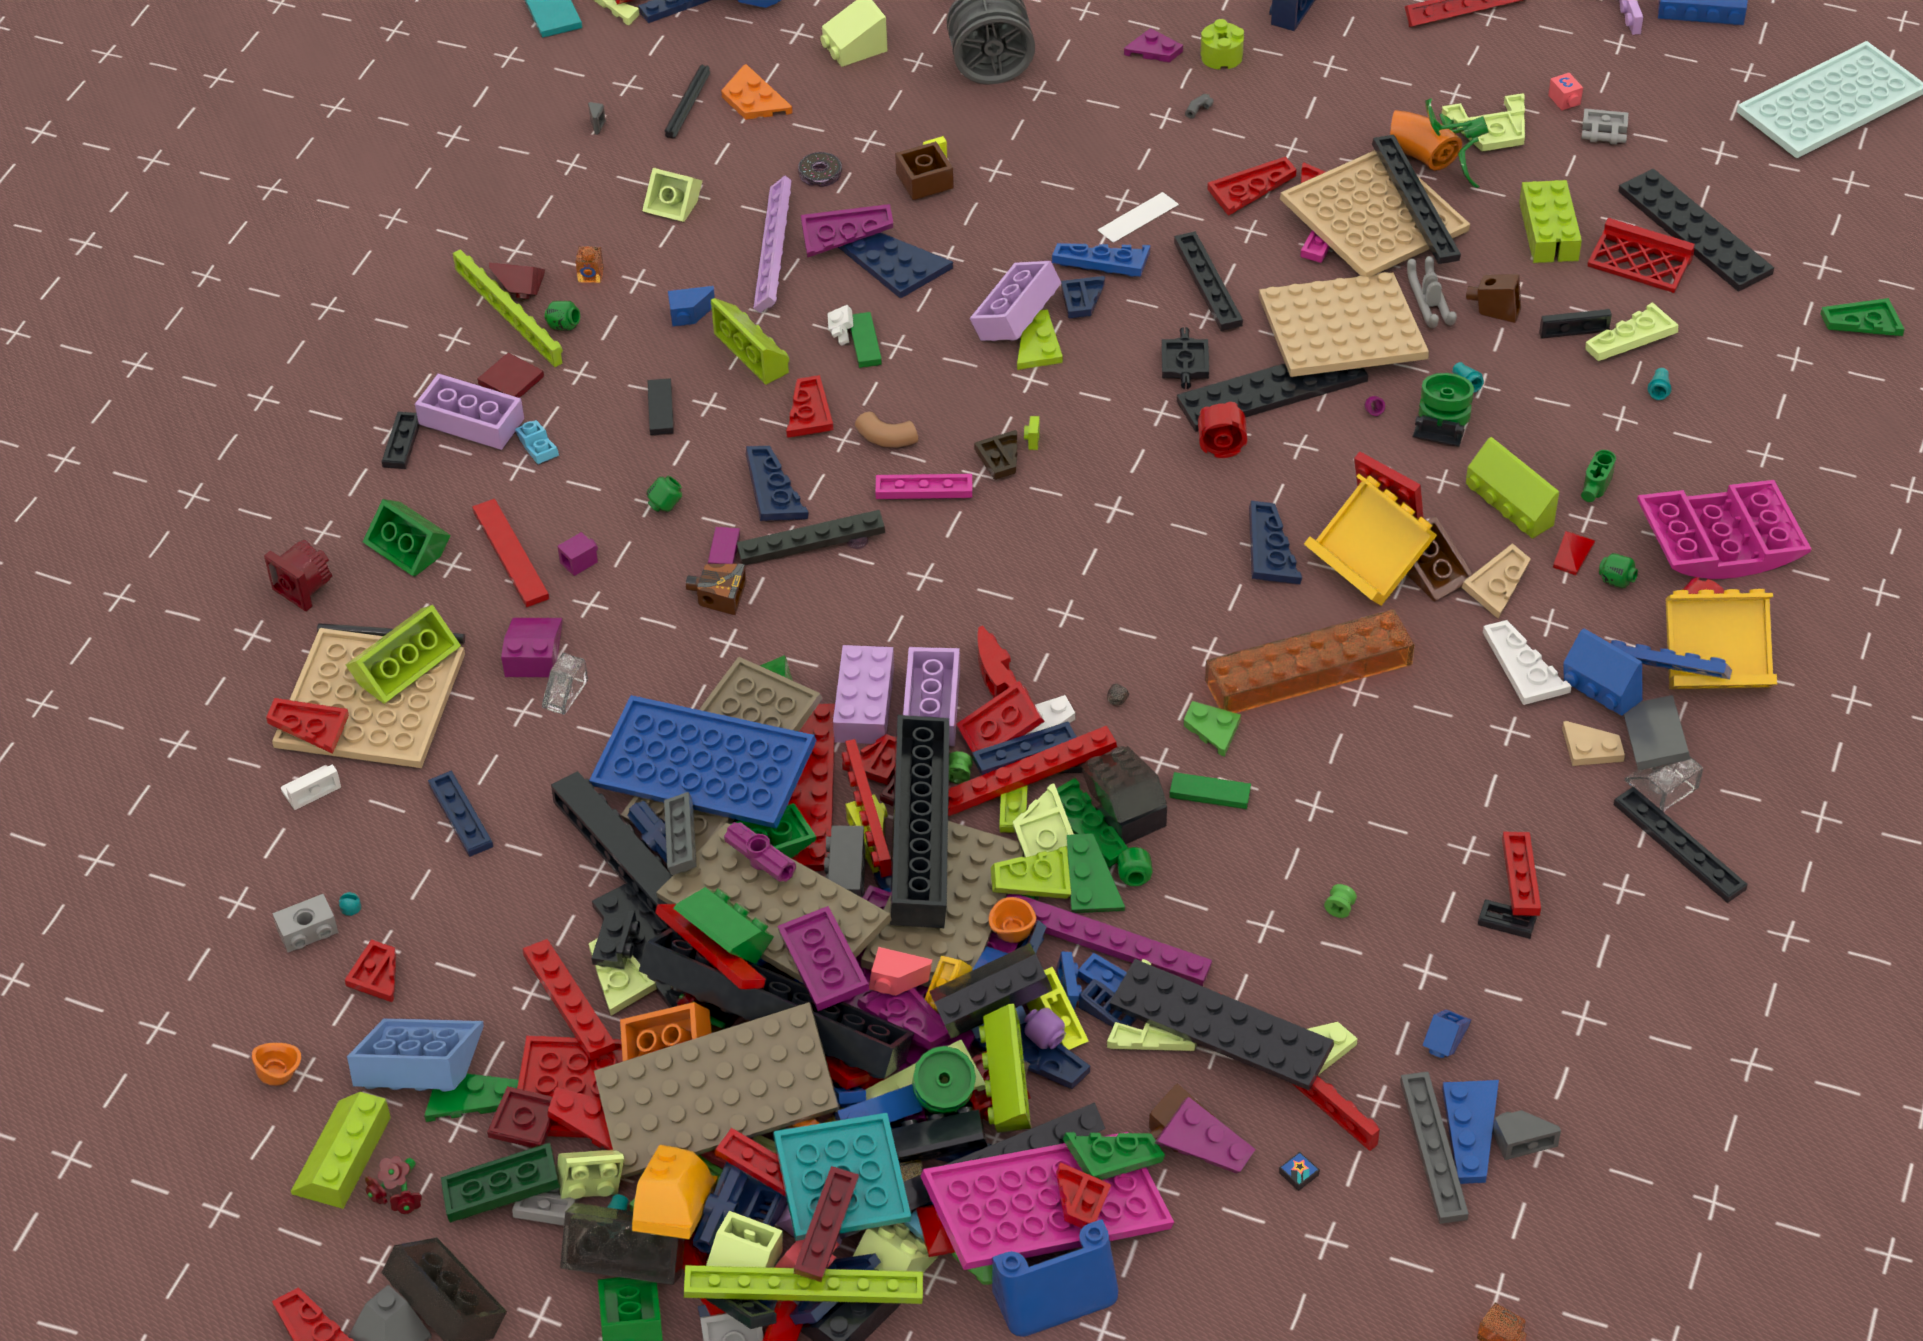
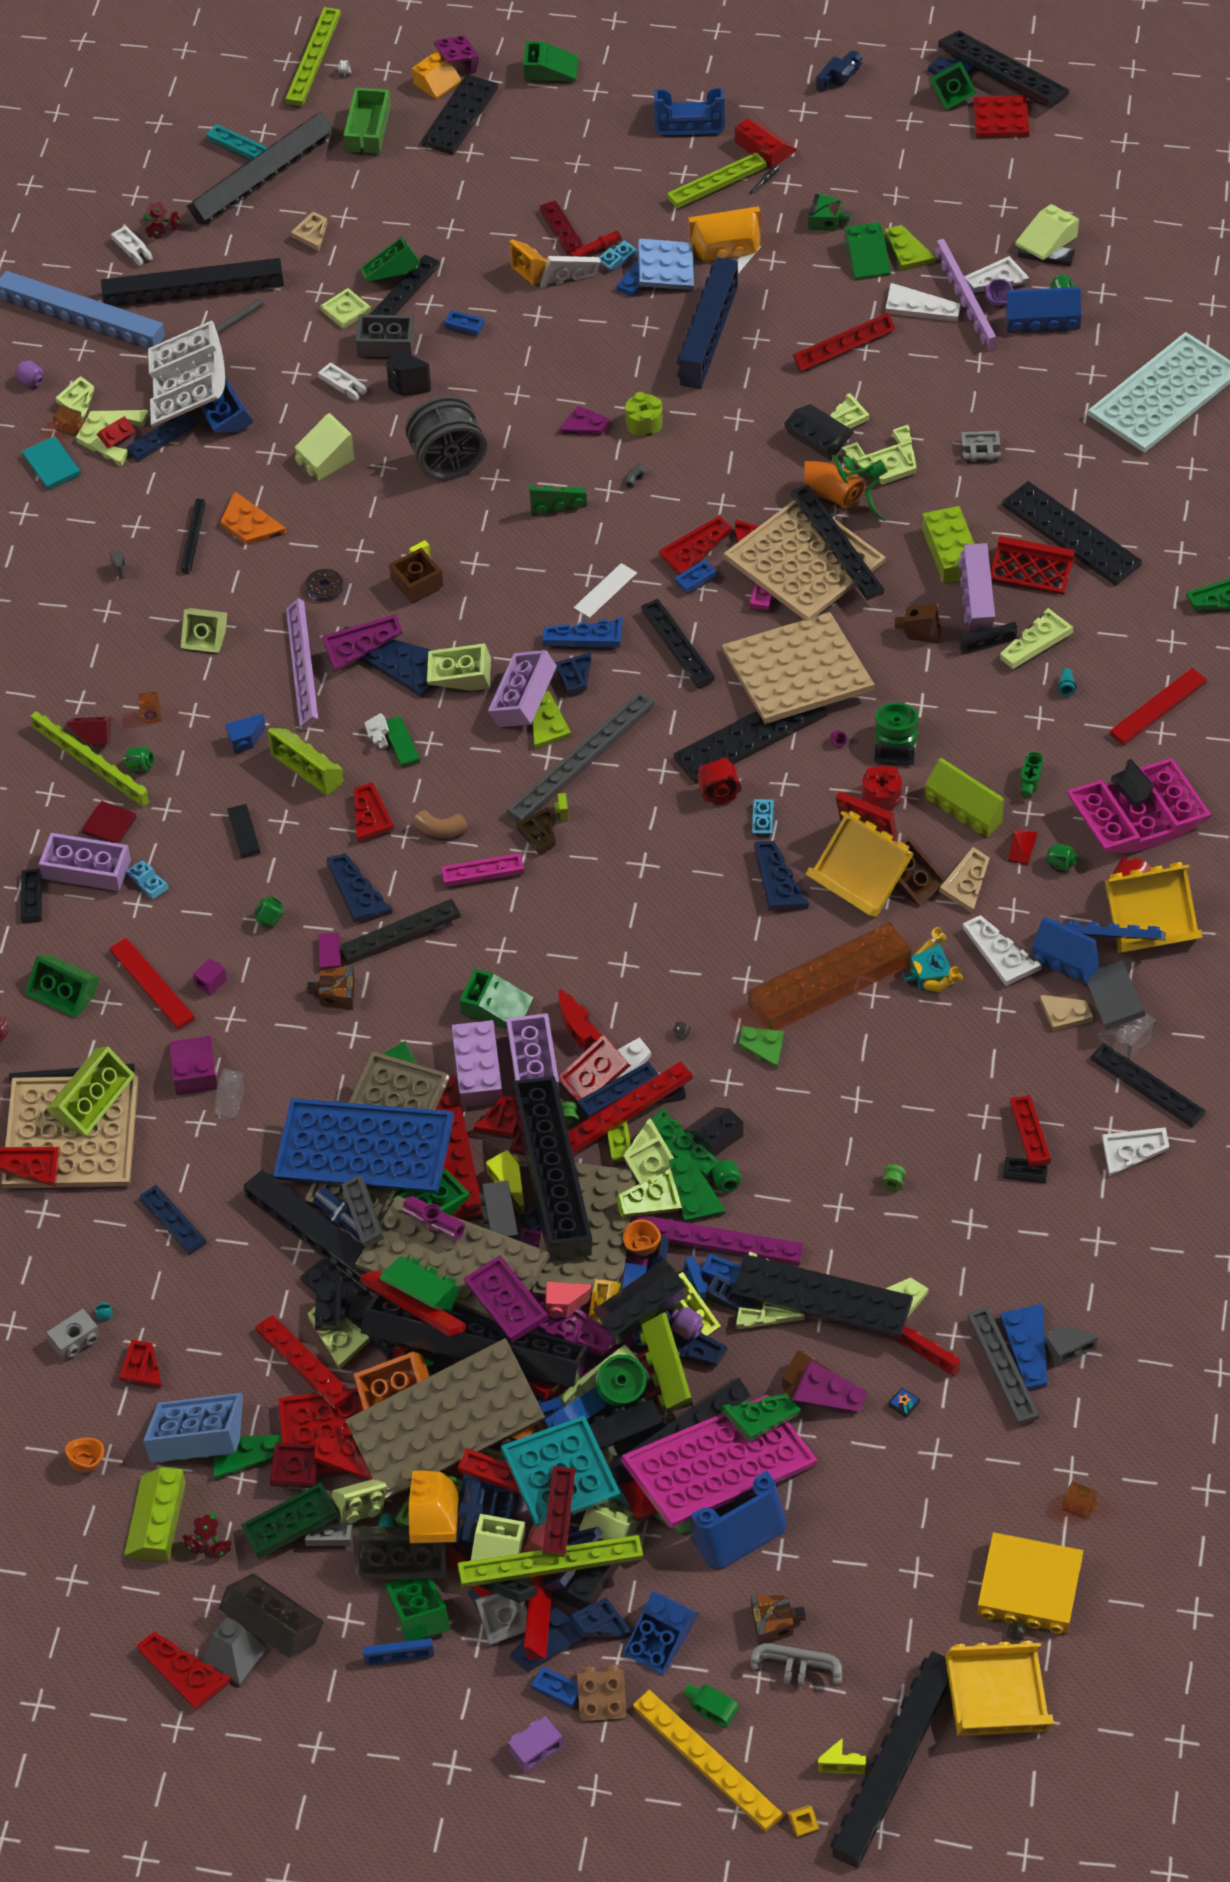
camera: 10 degrees left, 5 degrees up
(311, 786) = (43, 1216): white panel -> none
(868, 815) = (508, 1167): red plate -> none
(900, 624) = (493, 998): none -> green slope
(951, 271) = (460, 667): none -> yellowish green slope
(1067, 383) = (580, 757): none -> dark grey plate
(1080, 1195) = (745, 1453): red wing -> none
(1102, 116) = (552, 500): none -> green wing
(1123, 784) = (705, 1110): clear smoke brick -> none
(1185, 358) = (673, 719): black plate -> none
(1210, 790) = (772, 1100): green tile -> none
(1244, 215) = (695, 576): none -> blue plate
(1267, 476) = (763, 817): none -> medium azure slope
(1415, 83) = (818, 430): none -> black slope
(1417, 461) = (882, 787): none -> red brick
(1429, 294) = (864, 628): light grey piece -> none
(1435, 668) = (931, 967): none -> torso
(1445, 1033) = (995, 1272): blue slope -> none
(1456, 76) = (850, 412): none -> yellowish green wing
(1470, 374) = (909, 698): teal cone -> none
(1565, 91) = (942, 417): coral brick -> none
(1570, 263) = (977, 587): none -> lavender brick
(1648, 913) = (1133, 1147): none -> white wing
(1721, 501) = (1133, 784): none -> black panel
(1766, 425) = (1157, 706): none -> red tile

